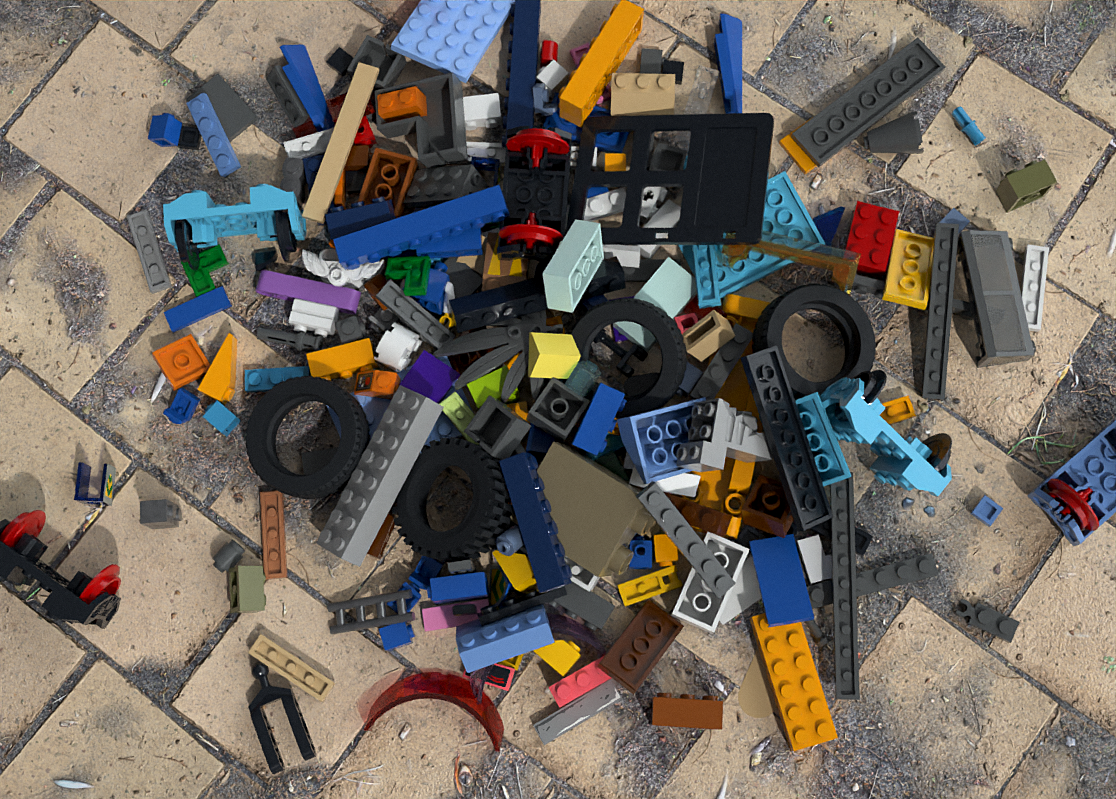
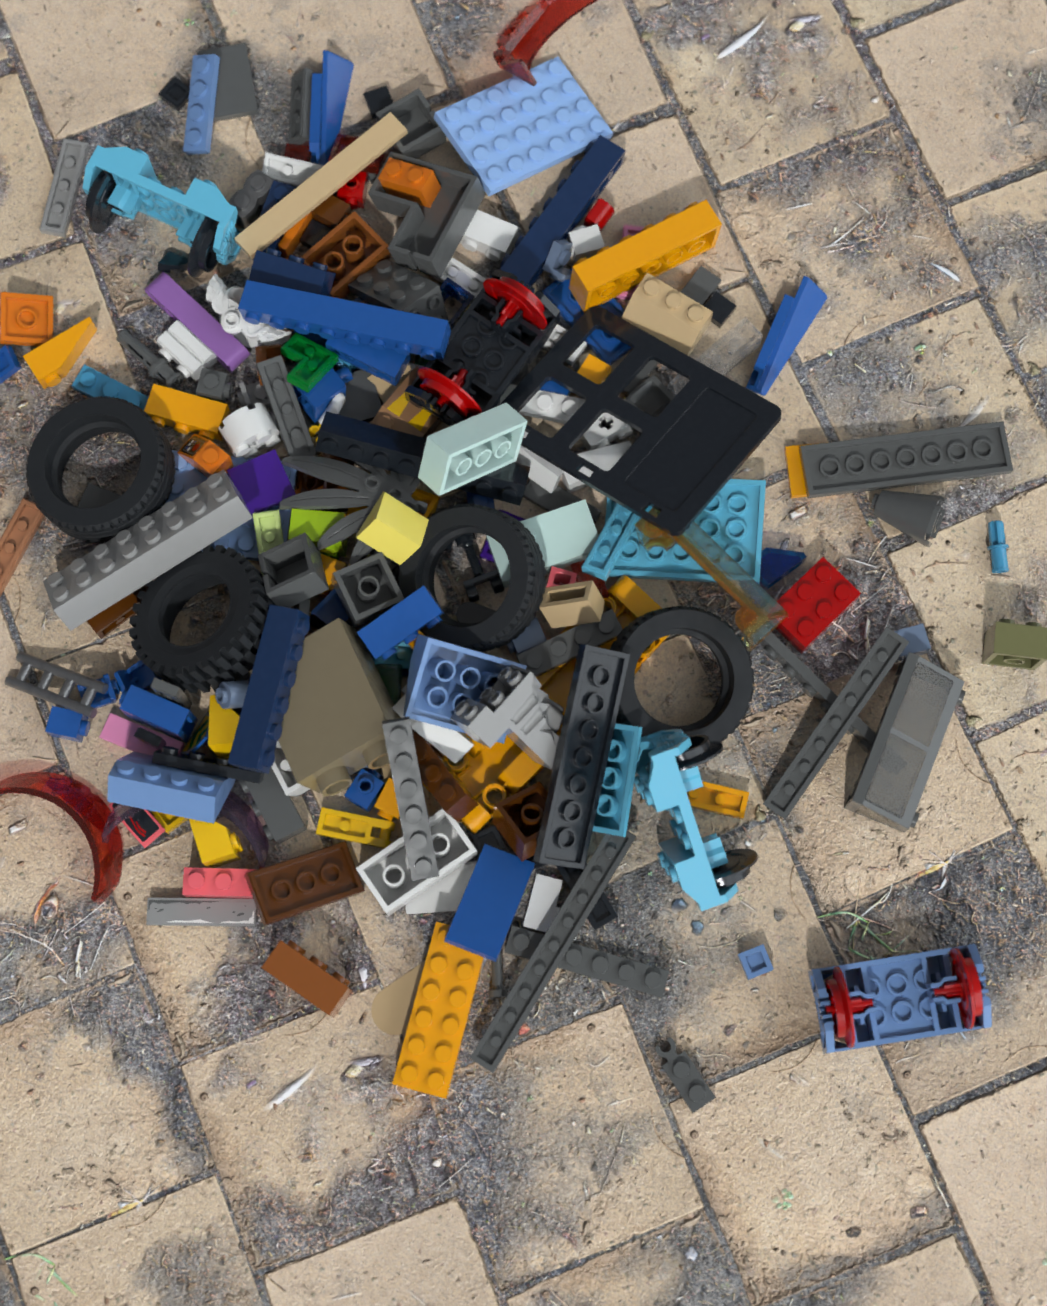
camera: 25 degrees right, 0 degrees up
(165, 130) = (155, 71): blue brick -> none
(197, 309) = (76, 275): blue tile -> none
(209, 261) = (98, 246): green tile -> none
(221, 418) = (30, 400): dark azure brick -> none
(583, 378) = (412, 571): clear light blue brick -> none
(909, 269) = (831, 661): yellow tile -> none
(1034, 284) = (958, 757): white plate -> none

